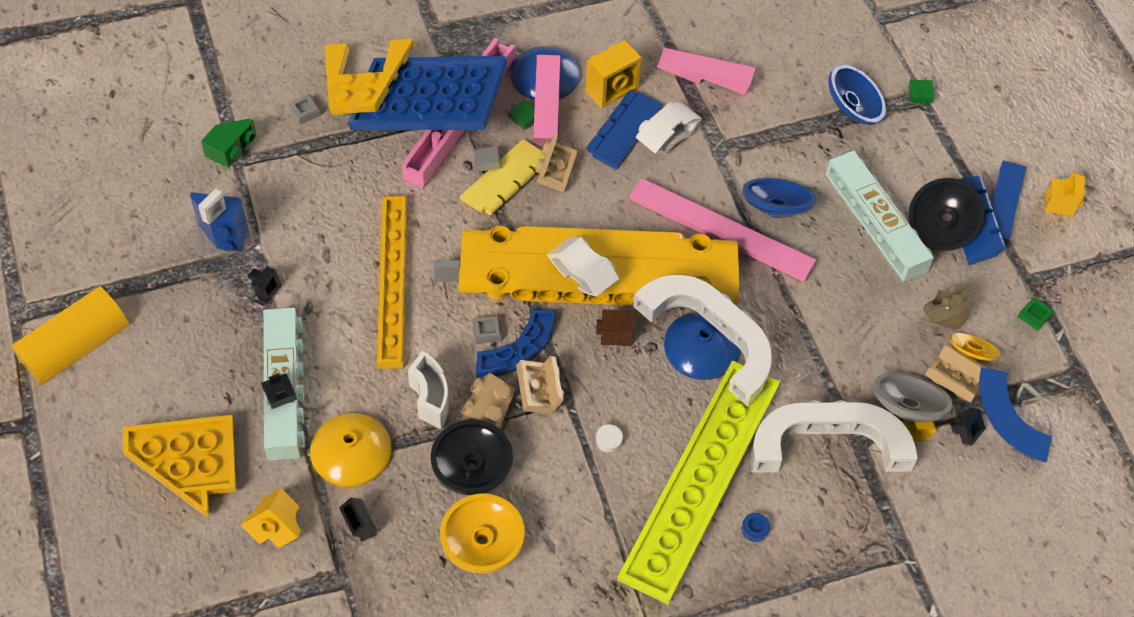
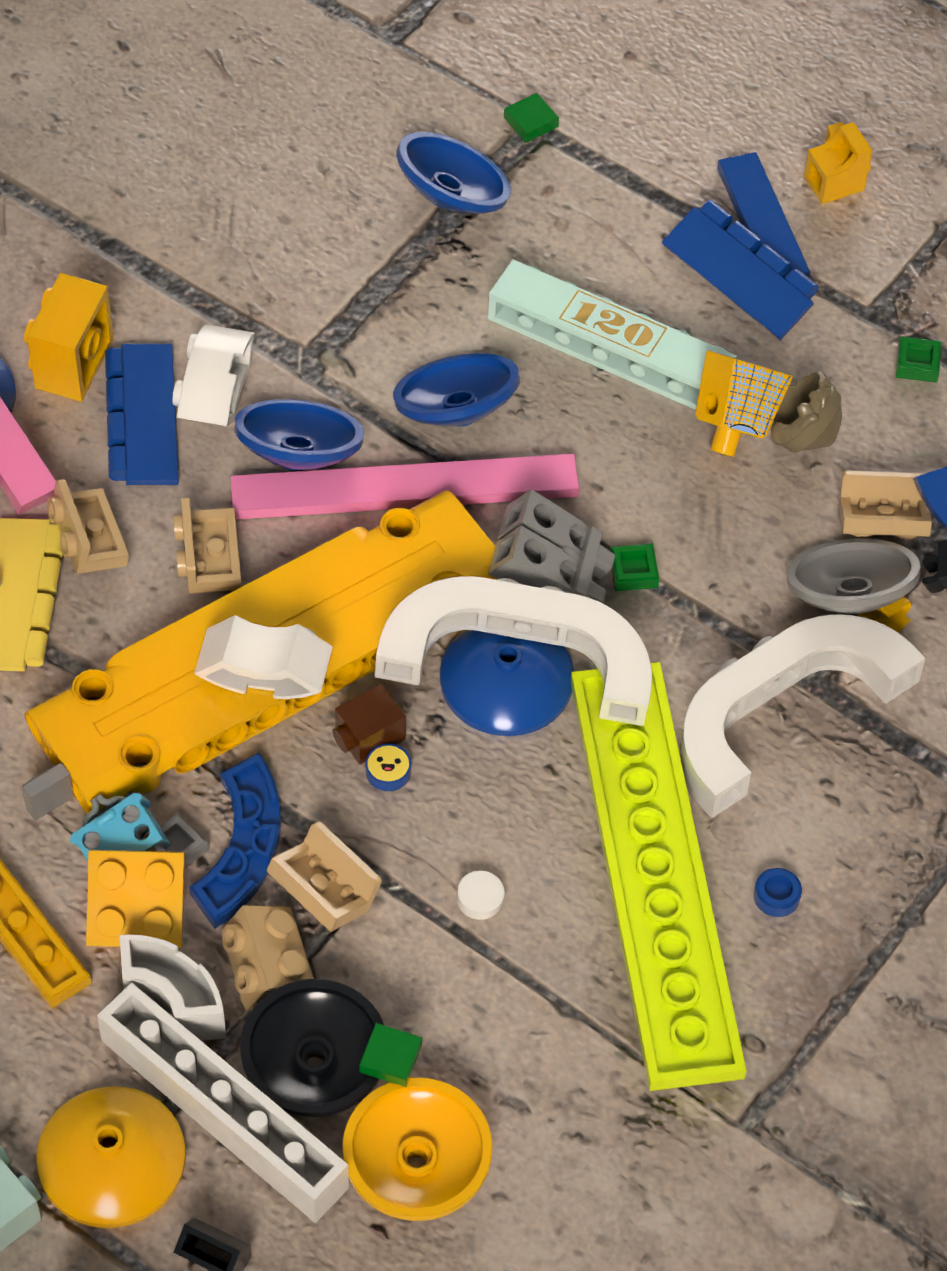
camera: 35 degrees left, 0 degrees up
(413, 456) = (224, 1102): none -> white brick
(447, 340) = (135, 896): none -> yellow plate
(461, 312) = (120, 826): none -> medium azure piece
(501, 481) = (391, 1055): none -> green tile
(604, 204) = (210, 549): none -> tan bracket
(611, 353) = (388, 767): none -> tile
(686, 175) = (298, 433): none -> blue dish
(697, 67) = (186, 256): bright pink slope -> none
(764, 297) = (550, 548): none -> light grey hips
(805, 330) = (634, 567): none -> green tile
(917, 278) = (738, 399): none -> yellow torso
(941, 198) = (711, 254): black dish -> none
(974, 347) = (879, 453): yellow dish -> none

